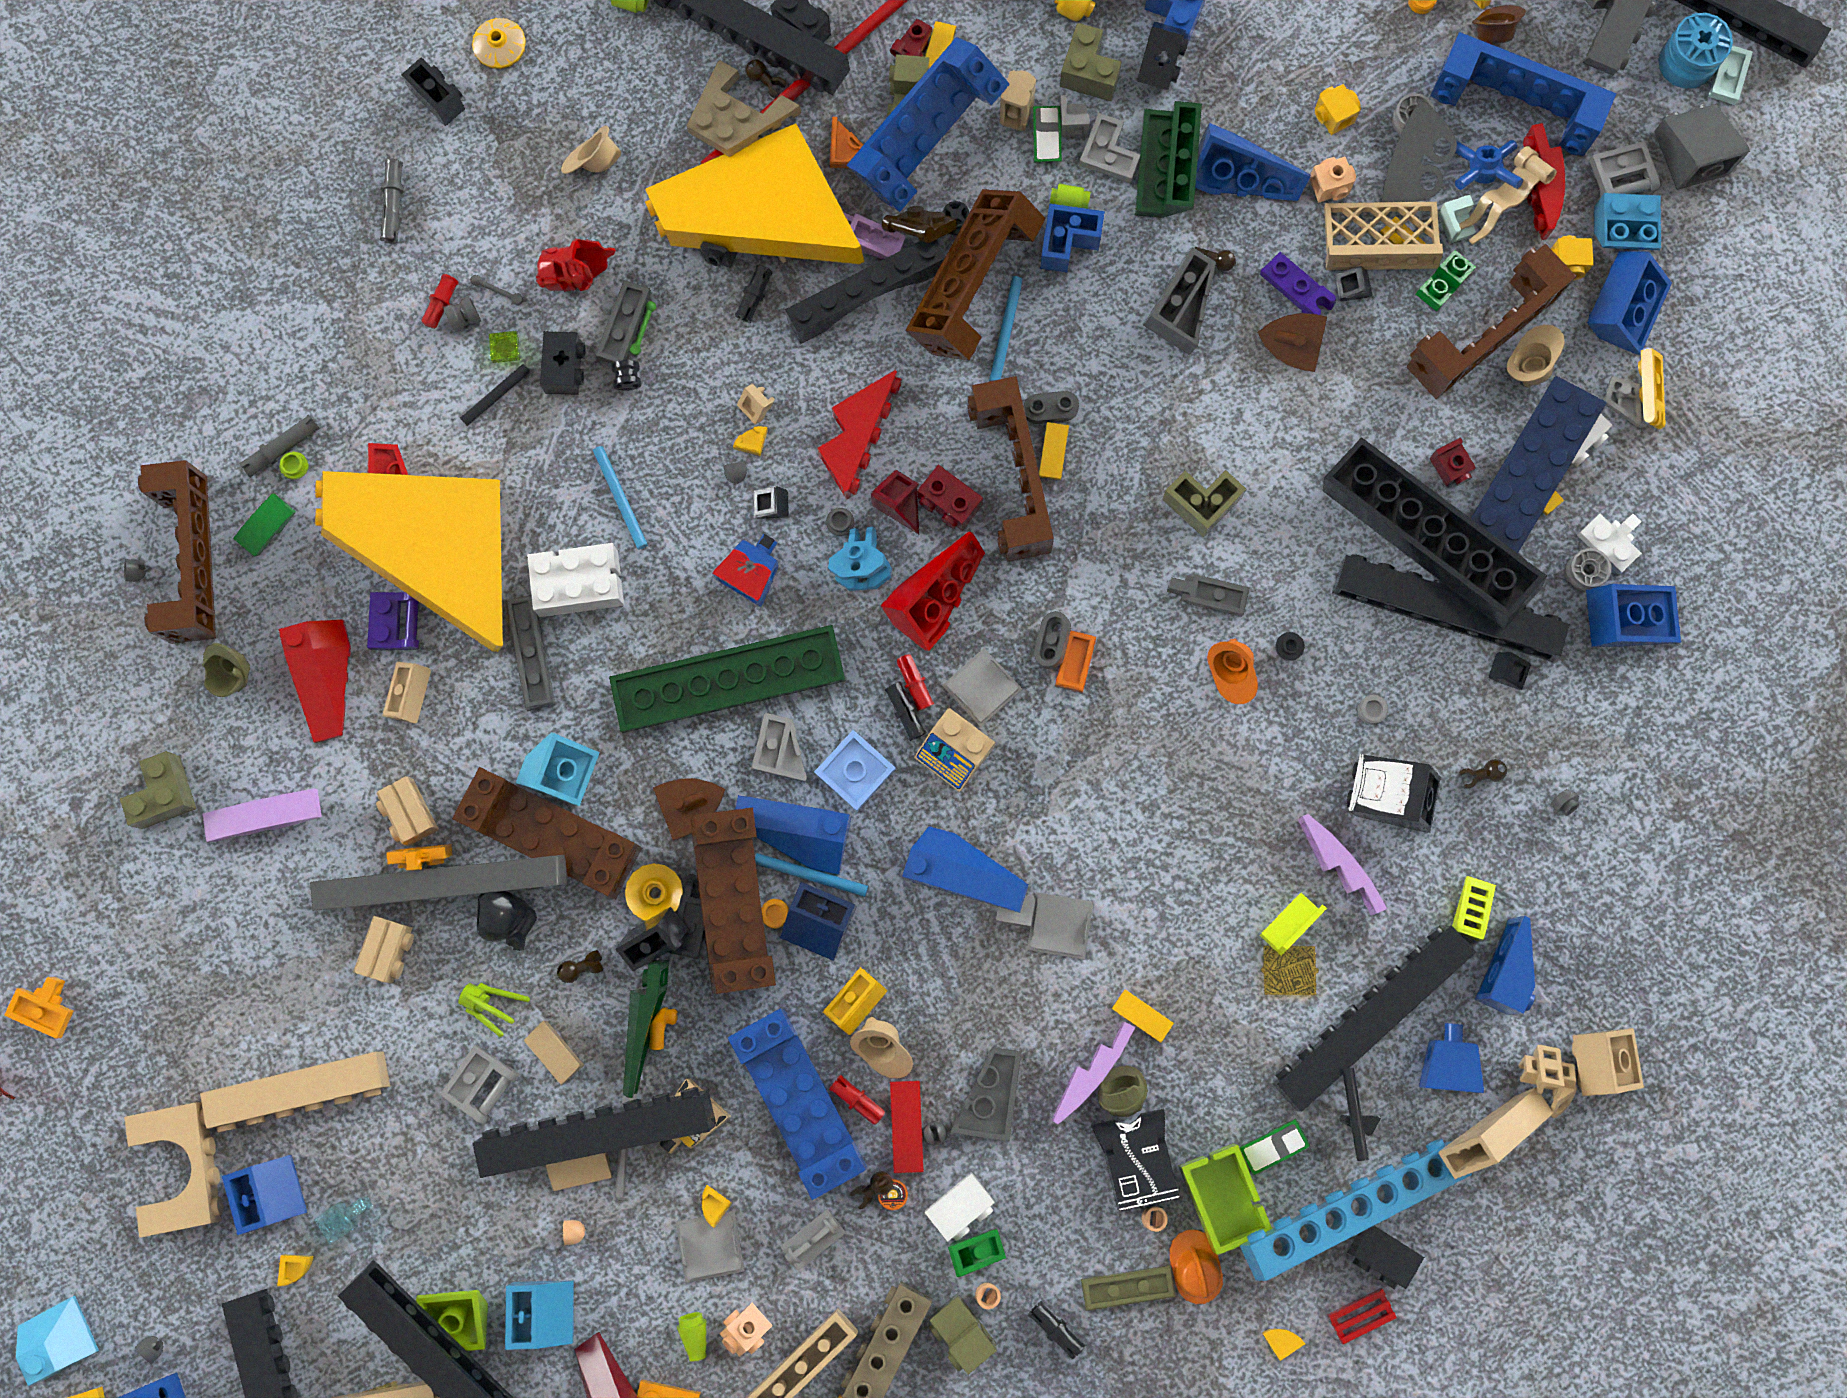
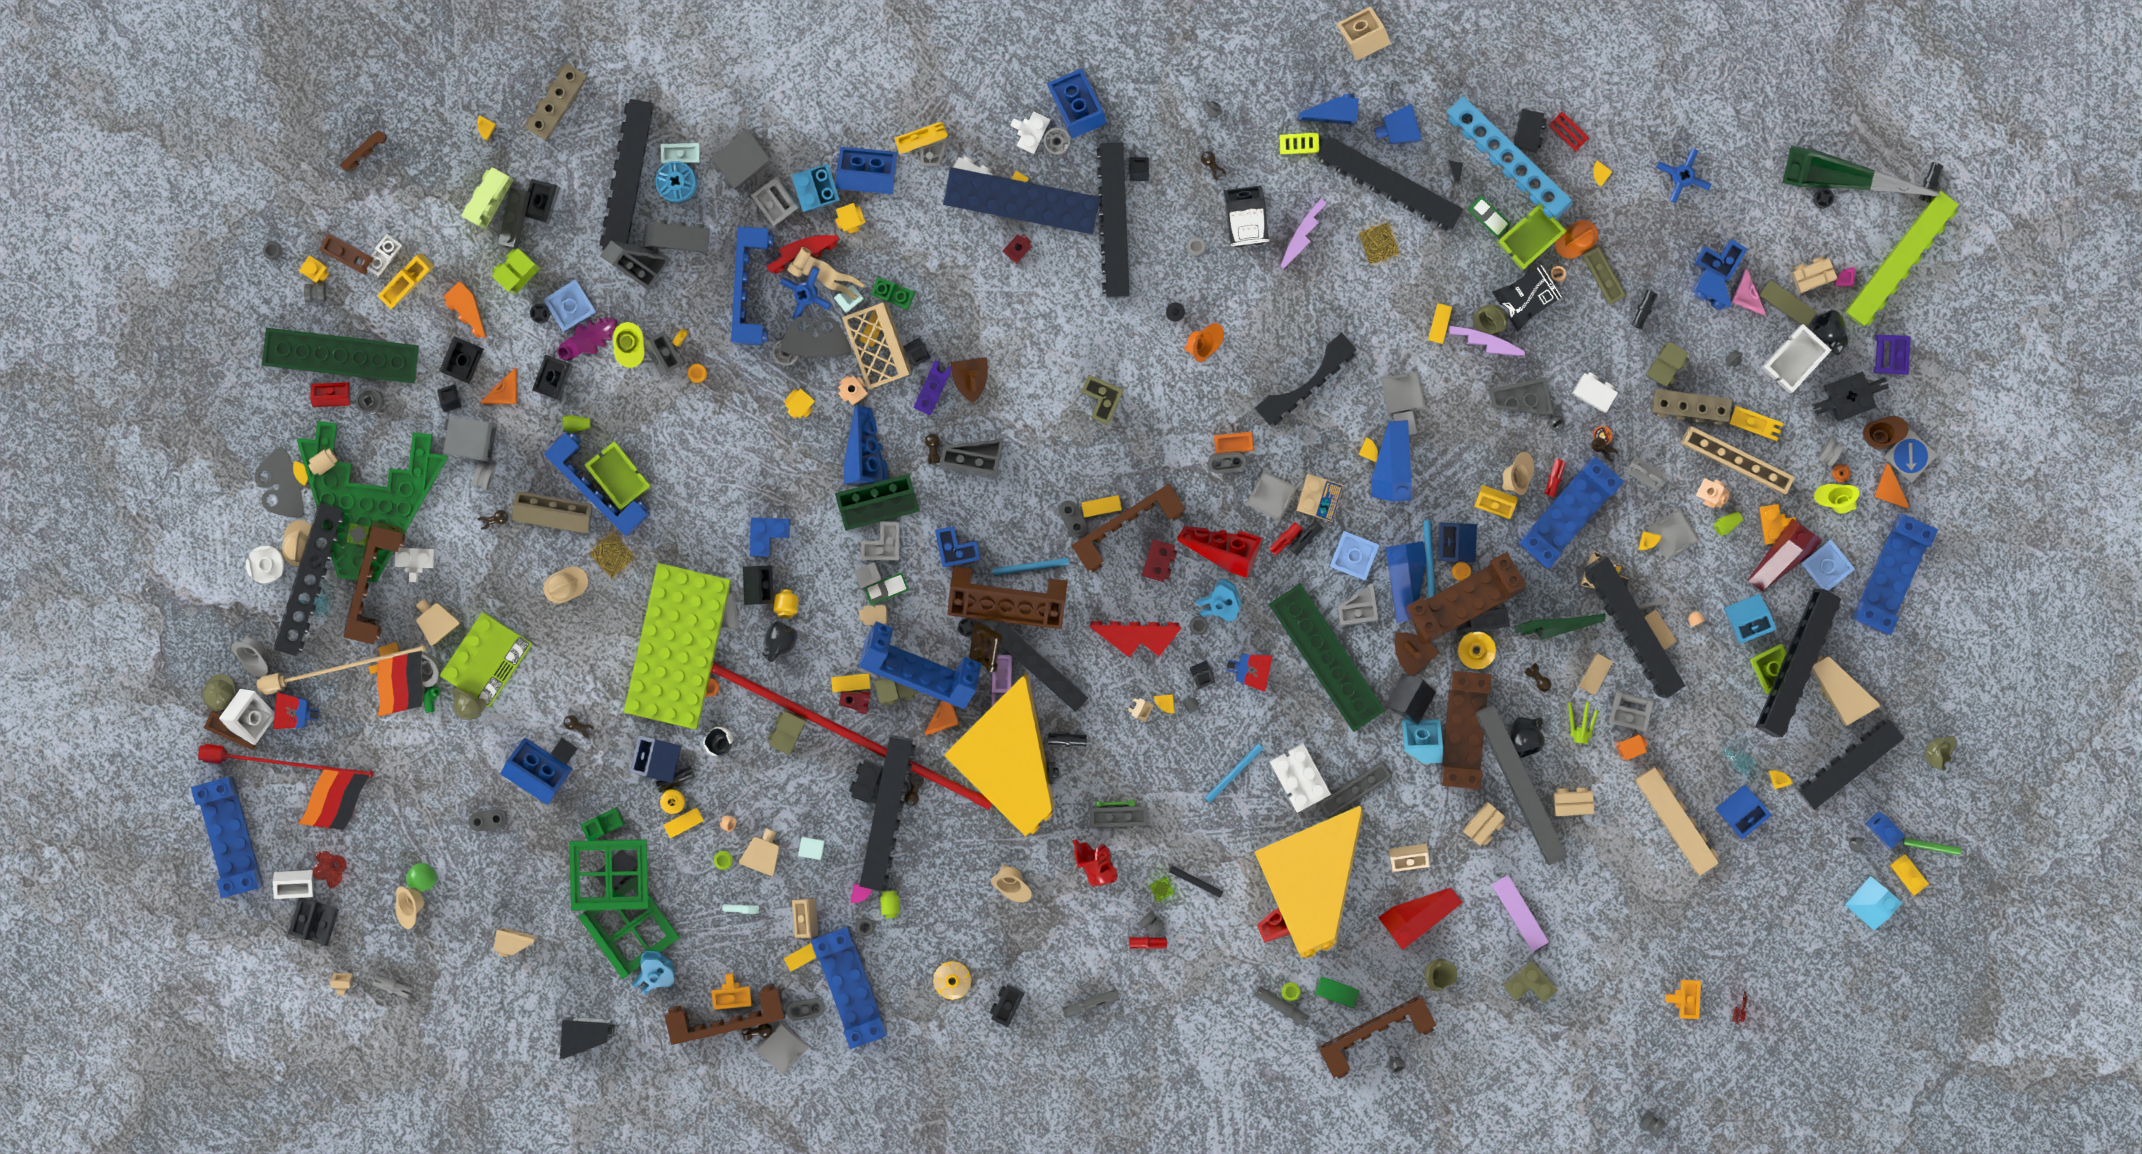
camera: 115 degrees left, 10 degrees up
(200, 1200) = (1722, 877): tan arch -> none
(385, 621) = (1370, 889): dark purple plate -> none
(414, 857) = (1508, 804): light orange hinge -> none
(425, 1063) = (1631, 746): none -> orange brick
(516, 298) = (1125, 894): dark grey hinge -> none
(556, 349) = (1154, 853): black brick -> none
(623, 774) = (1410, 698): none -> black slope
(626, 375) = (1153, 800): black wheel -> none
(652, 939) = (1506, 638): black brick -> none
(657, 1027) = (1549, 614): light orange arm -> none
(729, 122) = (958, 802): dark tan wing -> none
(898, 499) = (1170, 592): dark red slope -> none
(906, 1127) = (1559, 442): red tile -> none
(976, 1252) = (1617, 373): green slope -> none
(992, 1298) = (1639, 354): light nougat hinge -> none
(996, 845) = (1369, 450): none -> yellow tile
(1070, 196) = (927, 557): lime brick -> none
(1085, 69) = (833, 581): olive brick -> none
(1152, 69) = (809, 531): black brick -> none
(1152, 848) = (1335, 353): none -> black arch
(1211, 593) = (1159, 372): dark grey hinge -> none
(1291, 923) = (1350, 252): neon yellow panel -> none
(1355, 1114) = (1454, 176): black bar -> none
(1433, 533) = (1074, 248): black brick -> none
(1496, 1134) = (1433, 89): tan slope -> none
(1498, 24) = (700, 317): reddish brown piece -> none
(1536, 355) = (928, 220): tan piece -> none
(1539, 280) = (877, 231): reddish brown plate -> none
(1561, 1085) = (1389, 58): tan piece -> none

